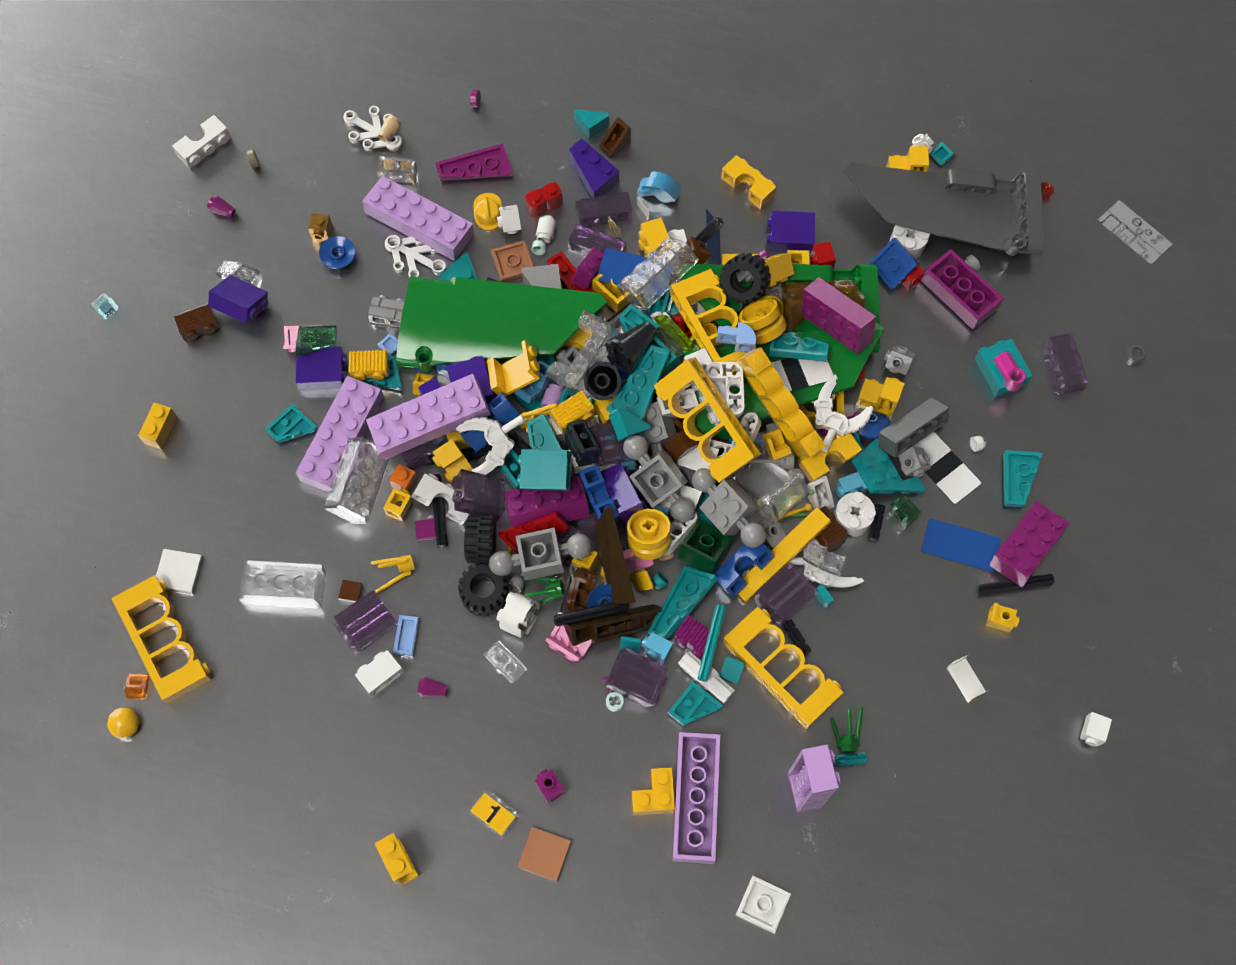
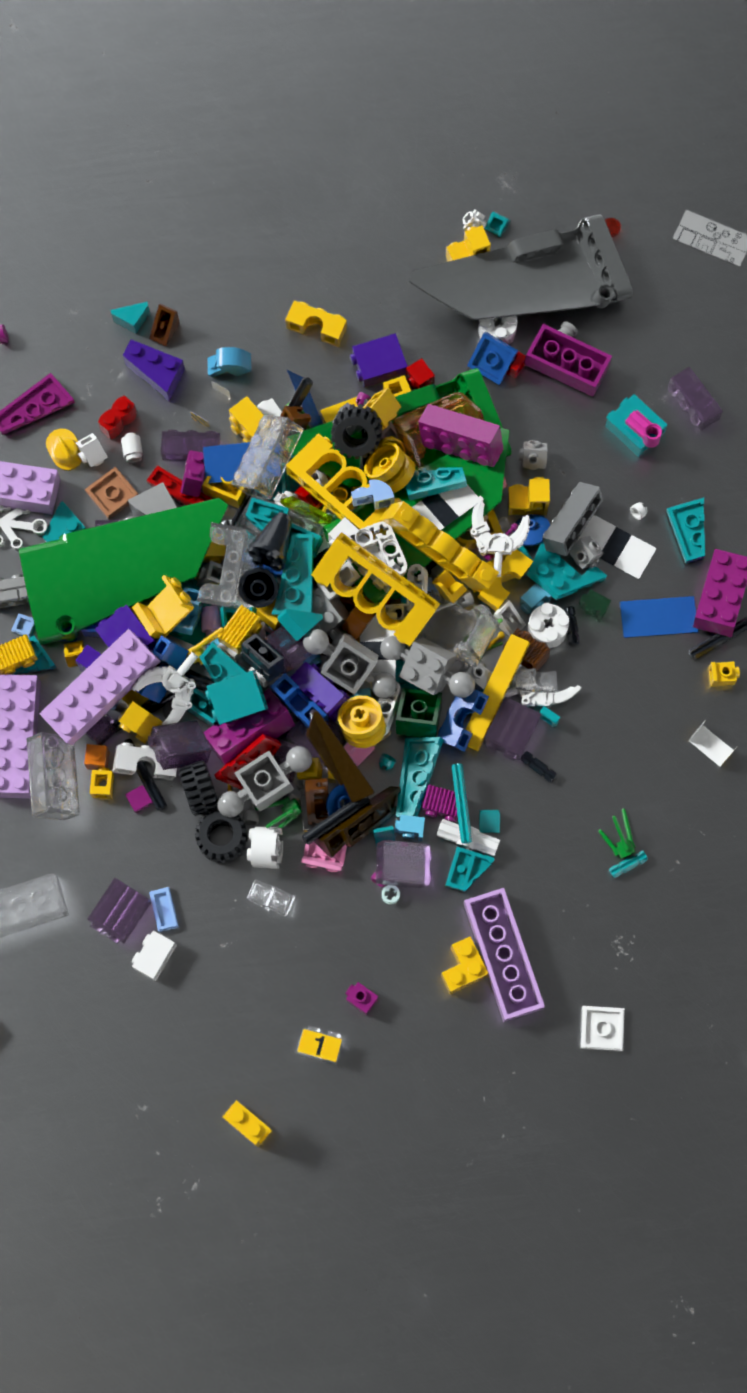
camera: 20 degrees left, 5 degrees up
(350, 591) = (90, 887): reddish brown tile -> none
(403, 563) = (131, 840): yellow plant -> none
(430, 687) = (209, 950): magenta cone -> none
(538, 251) = (132, 469): light aqua hinge -> none
(544, 854) = (381, 1063): nougat tile -> none
(596, 210) = (177, 407): clear purple brick -> none
(641, 580) = (370, 767): yellow slope -> none
(746, 632) = (489, 779): yellow fence -> none
(813, 778) = (607, 895): lavender brick -> none

